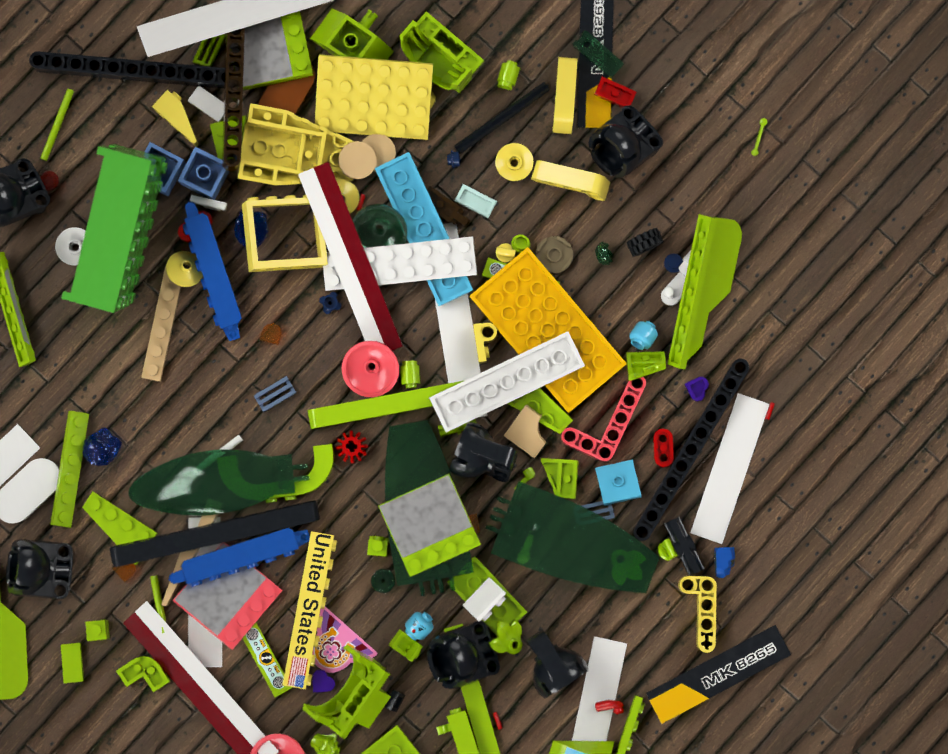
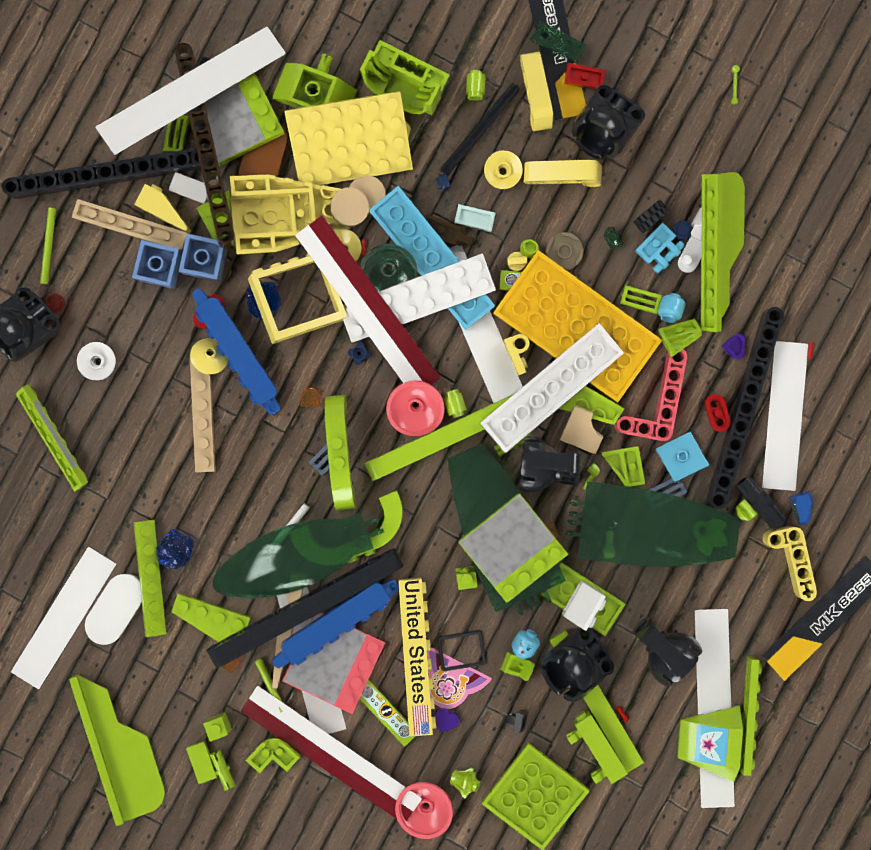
camera: 15 degrees left, 5 degrees up
(37, 568) = (144, 684): black piece -> none
(90, 675) = (222, 770): none -> lime pin
(117, 228) = (129, 334): bright green piece -> none
(141, 124) = (129, 225): none -> tan plate
(209, 203) = (215, 286): white tile -> none
(284, 395) = (338, 452): none -> lime arch
(347, 451) = (413, 494): red gear -> none
(355, 633) = (461, 635): none -> black piece
(359, 698) = (483, 734): lime piece -> none
(387, 585) = (485, 609): clear green plate -> none
(506, 636) = (613, 632): lime plate -> none
(610, 704) = (725, 673): red arm -> none
(612, 326) = (637, 306): none -> lime tile
(644, 269) = (655, 244): none -> medium azure plate

